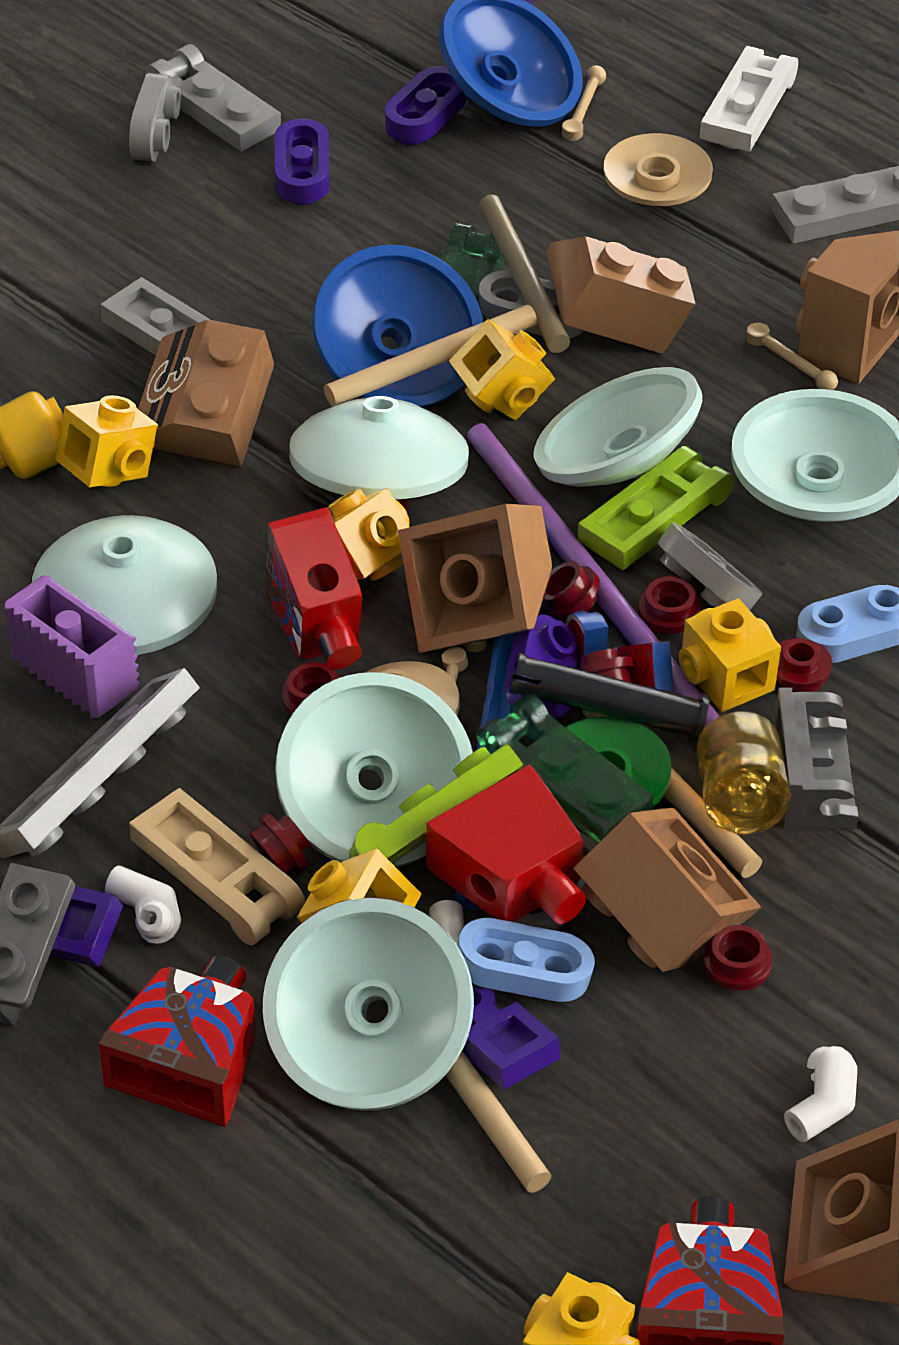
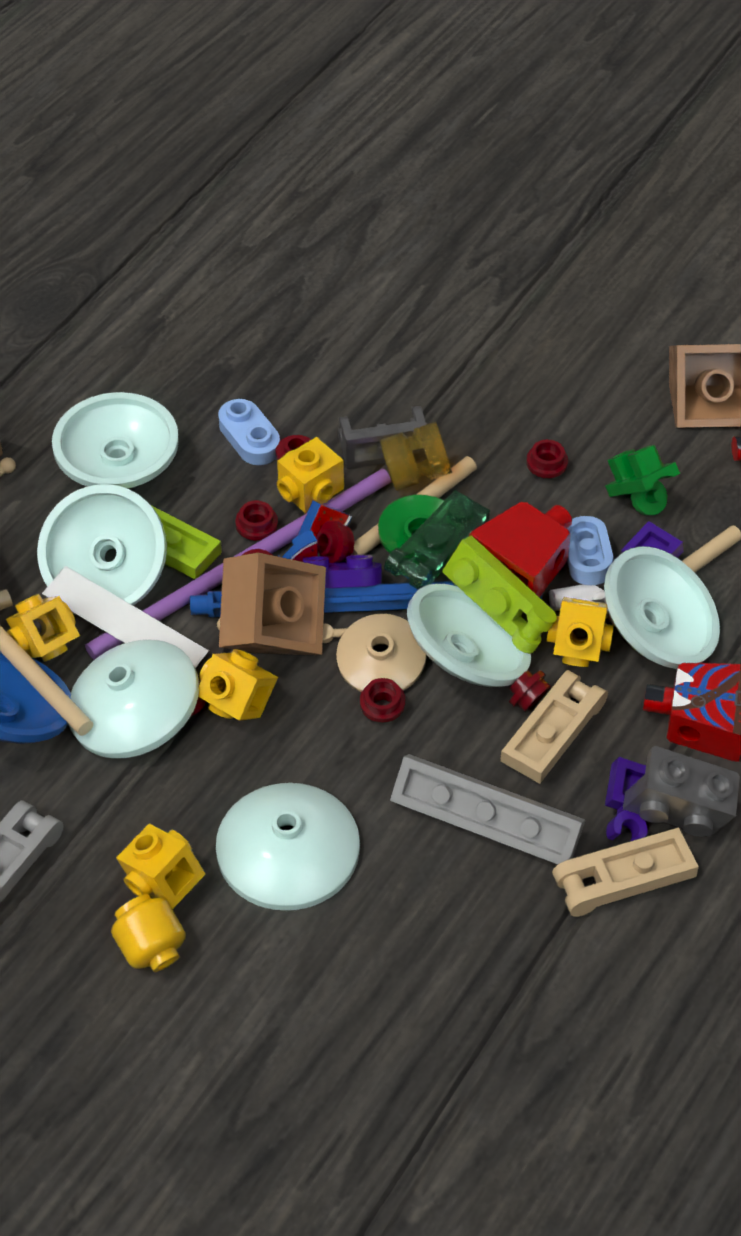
camera: 100 degrees left, 5 degrees up
(71, 646) = (389, 838): medium lavender brick -> none
(153, 902) = (596, 756): white arm -> none
(208, 390) = (91, 811): medium nougat slope -> none
(320, 609) = (301, 700): red torso -> none
(512, 451) = (115, 614): none -> white sticker
(610, 696) = (368, 490): black pin -> none
(650, 1043) = (638, 475): none -> green hips
(663, 887) = (531, 475): medium nougat slope -> none
(692, 557) = (234, 492): light grey plate -> none
(833, 1093) = (633, 412): white arm -> none

